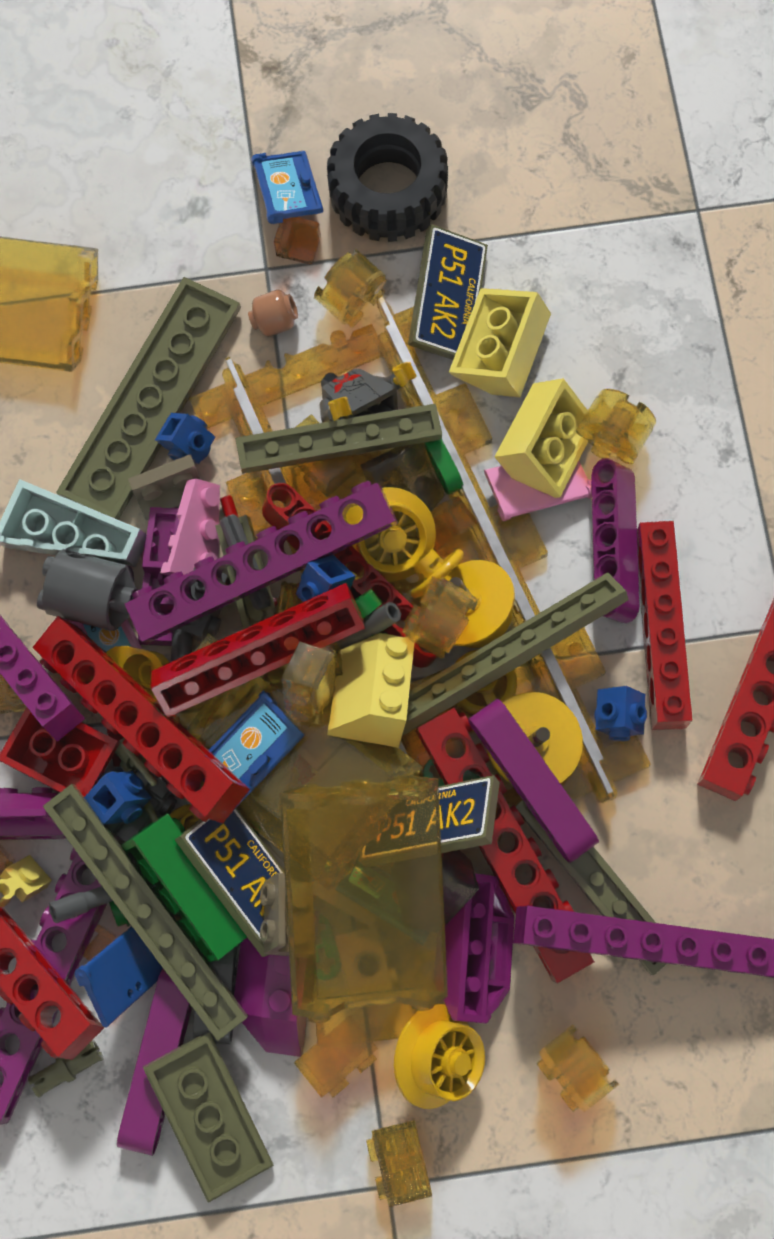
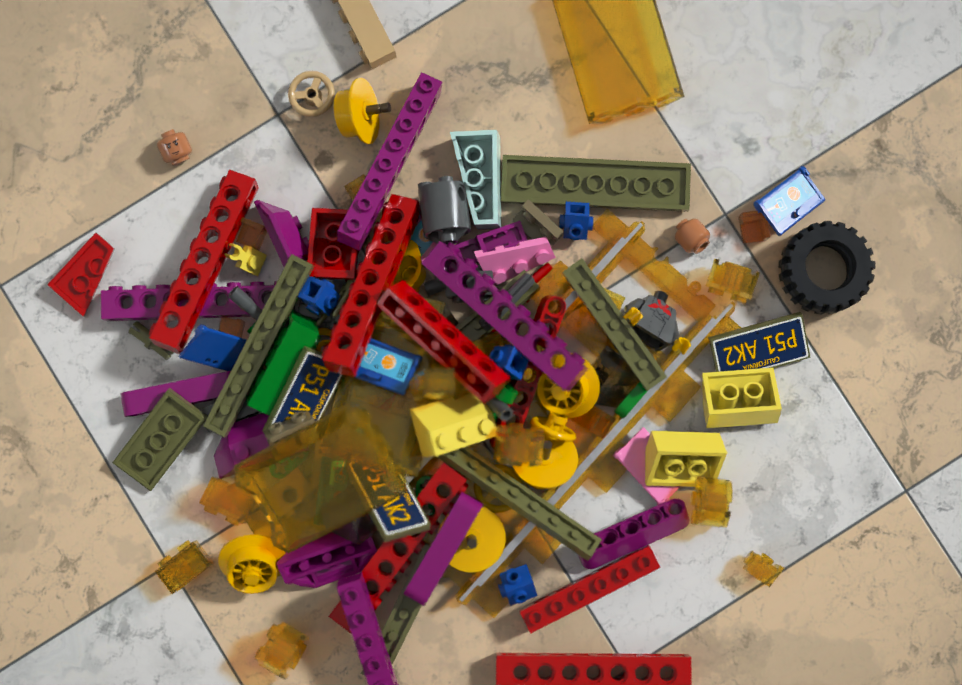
camera: 65 degrees right, 10 degrees up
(725, 407) = (761, 568): none -> clear yellow brick

